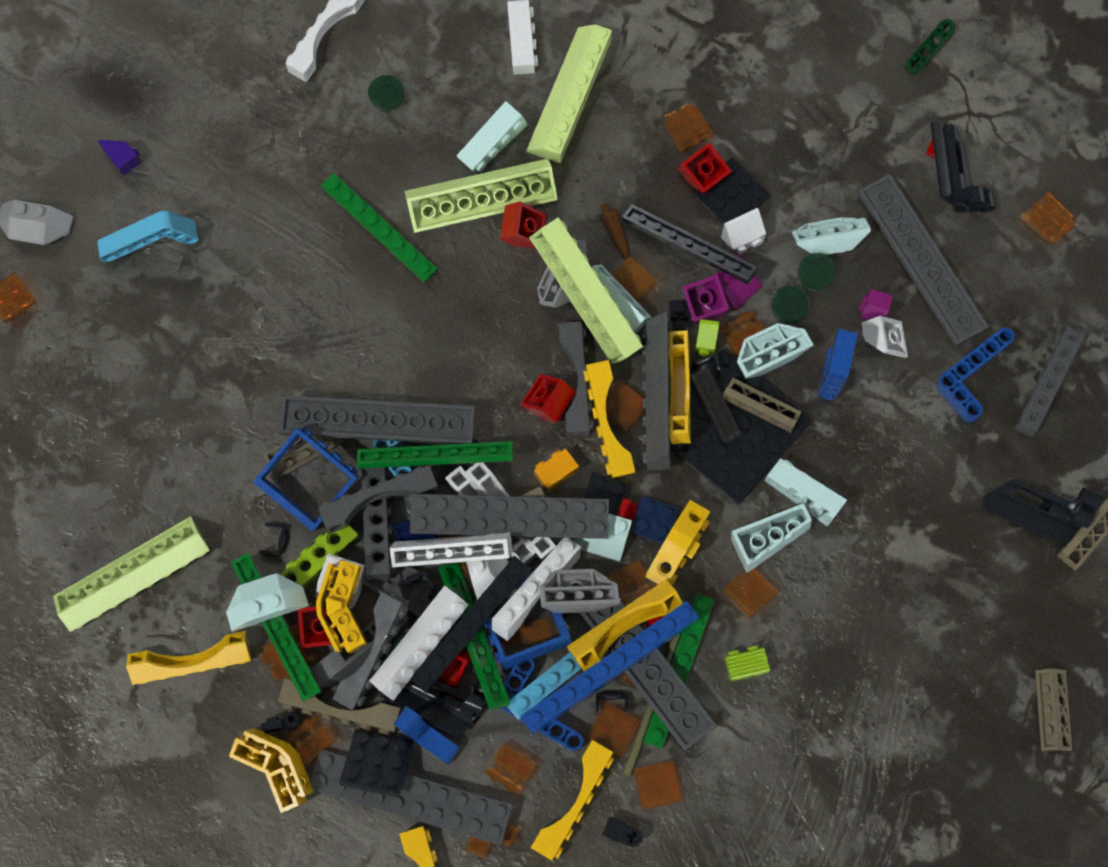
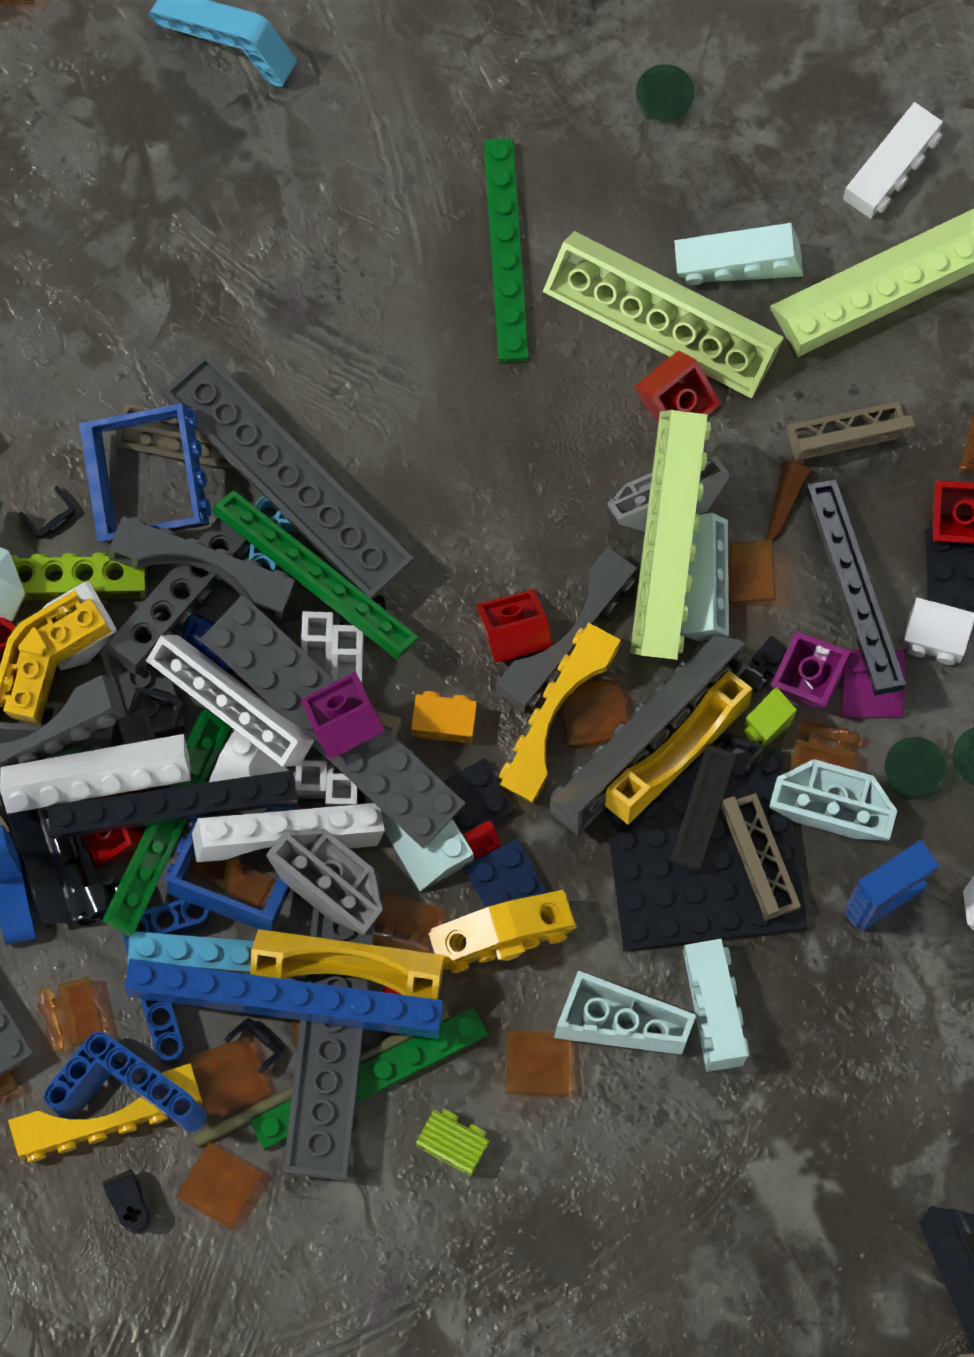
camera: 40 degrees right, 0 degrees up
(514, 508) = (342, 715): none -> magenta slope
(571, 771) = (103, 1057): none -> blue beam
(619, 179) = (849, 437): none -> dark tan fence

